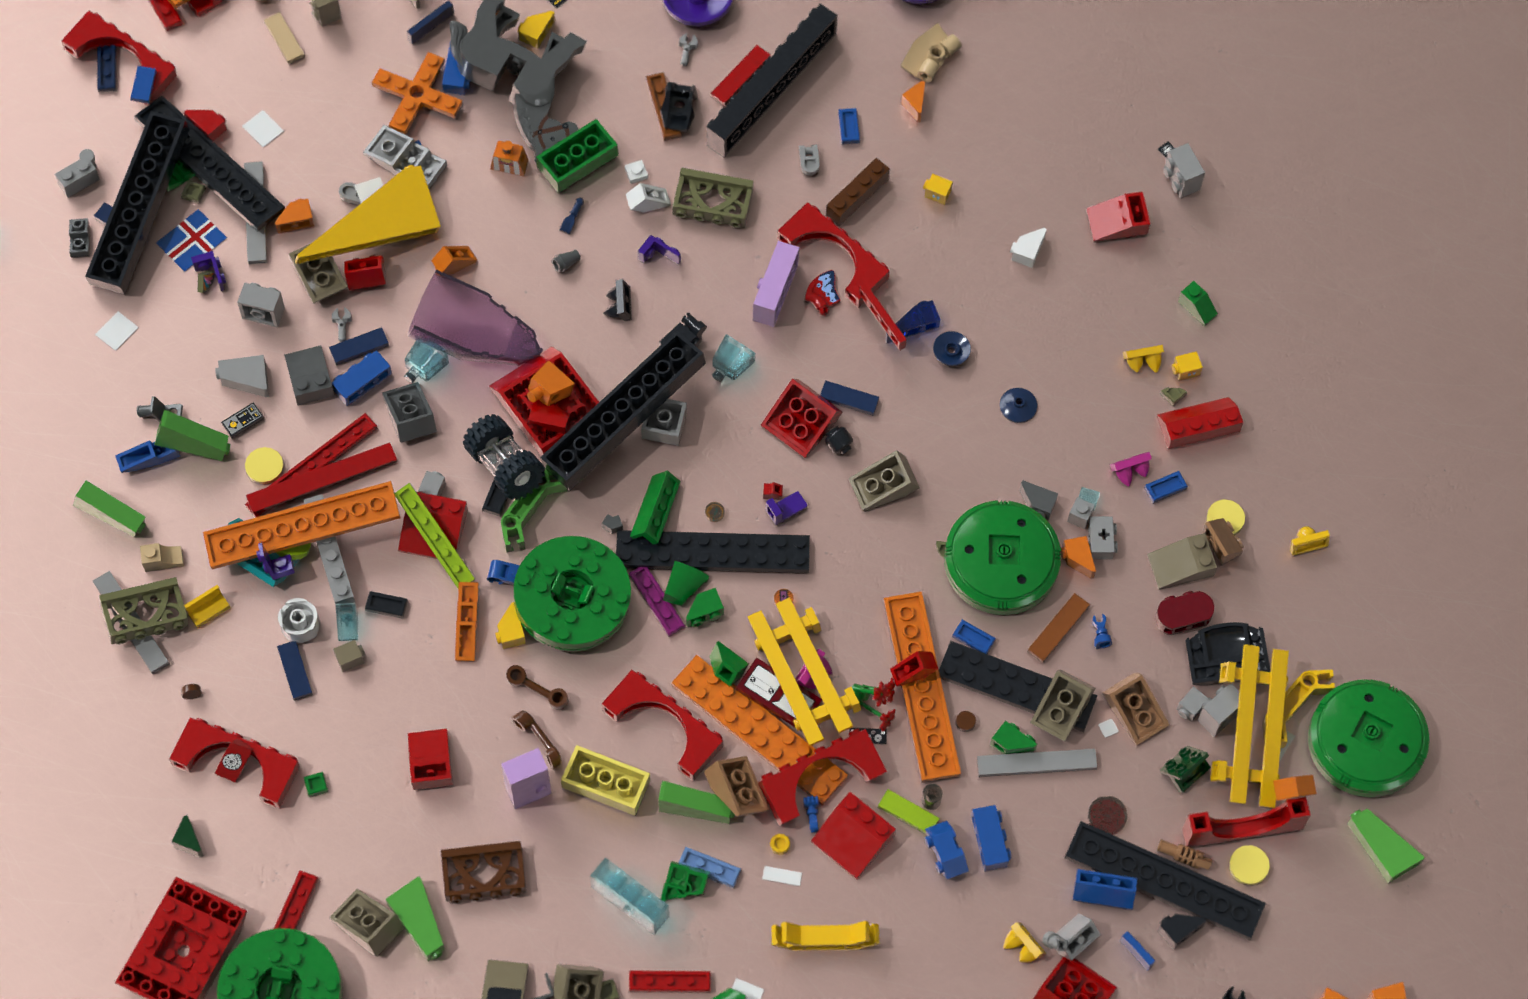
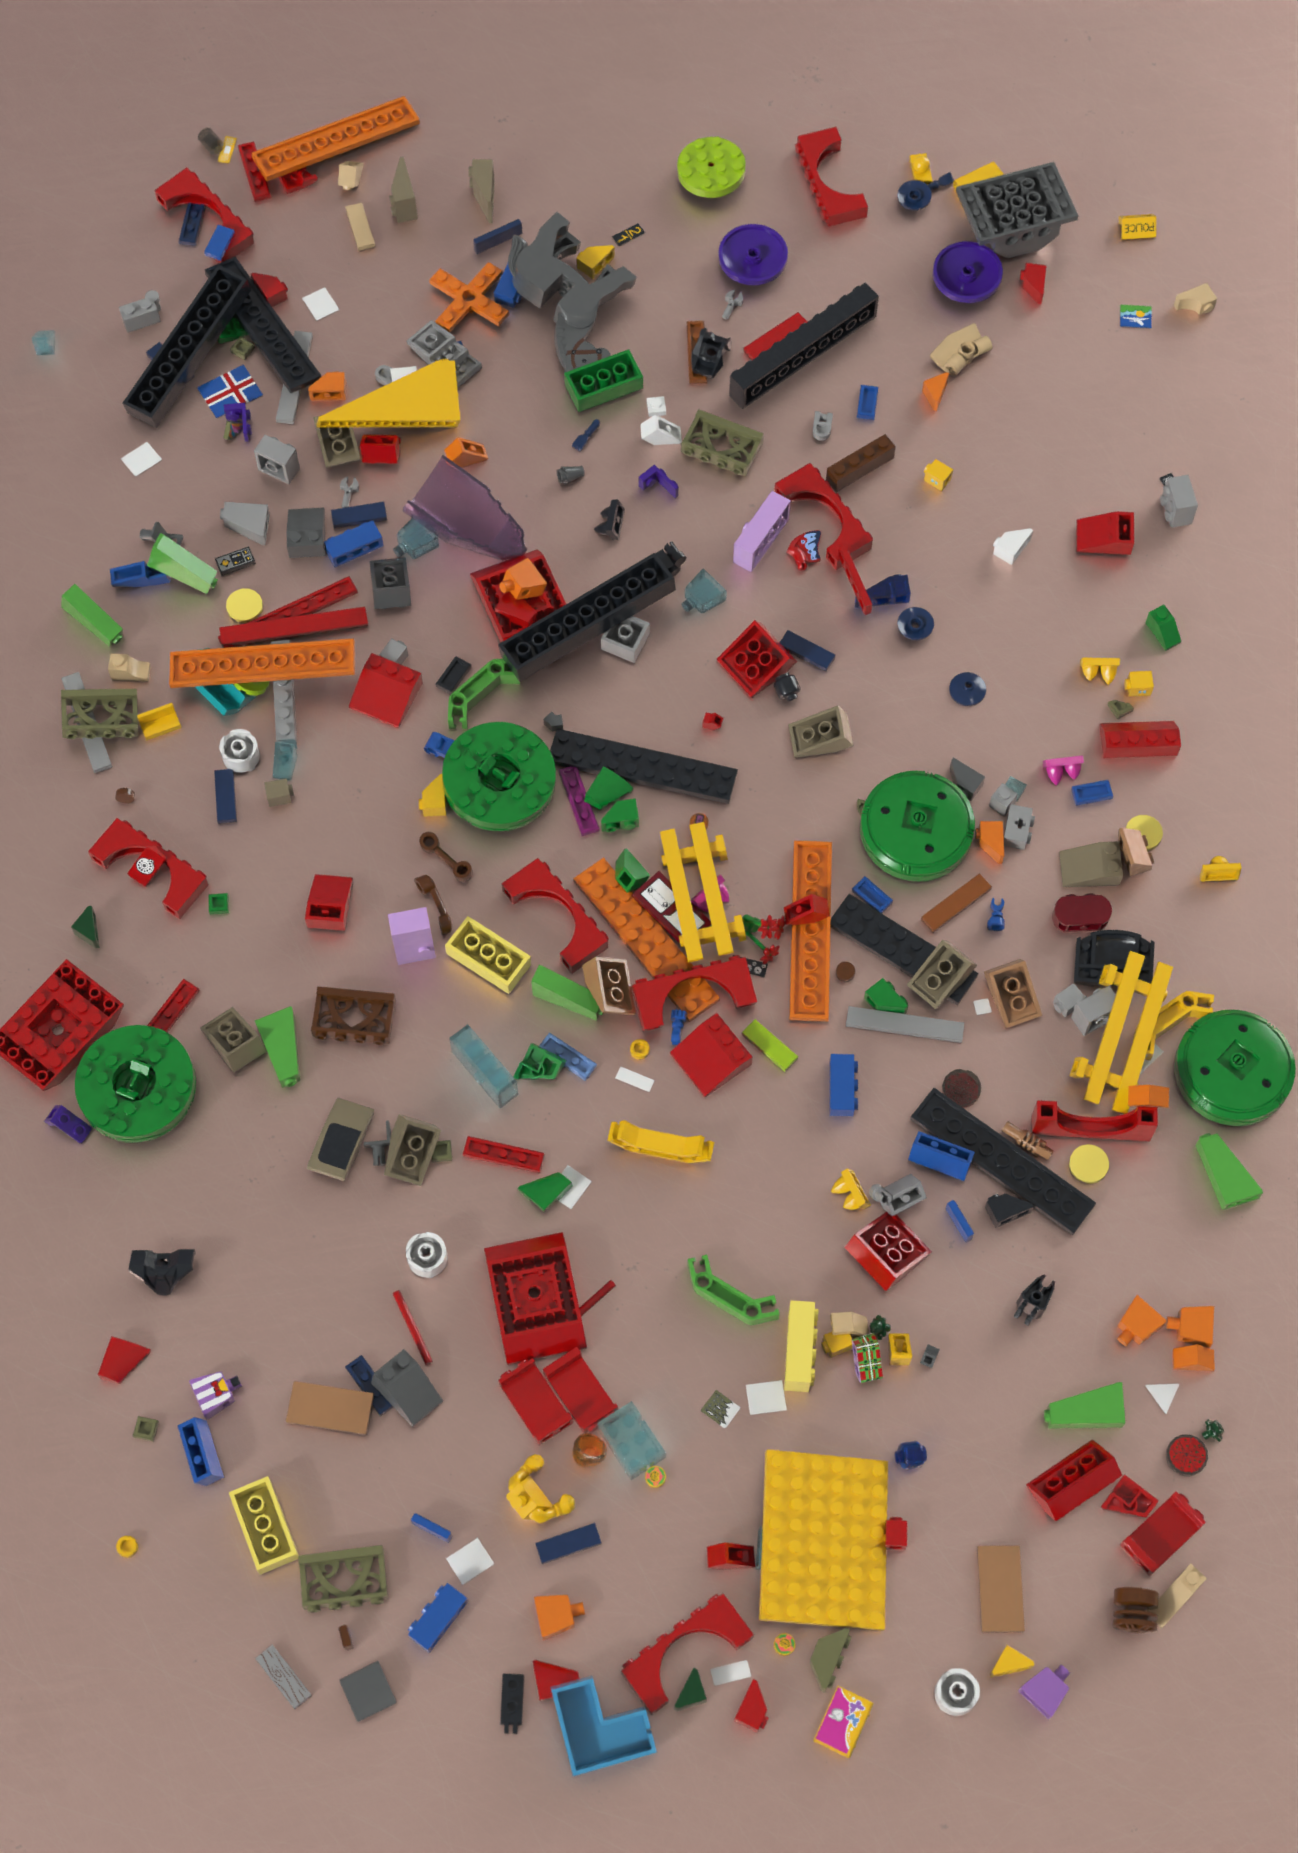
camera: 15 degrees right, 0 degrees up
(79, 237) = (128, 370): dark grey slope -> none
(277, 567) = (229, 698): dark purple bracket -> none
(386, 604) = (325, 753): black tile -> none
(433, 535) = (383, 698): lime plate -> none
(466, 621) = (395, 783): orange slope -> none
(509, 158) = (540, 371): orange torso -> none
(513, 469) = (470, 649): black plate -> none
(656, 507) = (598, 714): green panel -> none
(714, 512) = (653, 730): clear smoke tile -> none
(785, 508) = (720, 740): dark purple bracket -> none
(931, 796) = (794, 1034): clear smoke brick -> none
(949, 855) = (798, 1092): blue brick -> none
(1186, 767) = (1049, 1058): dark green bracket -> none

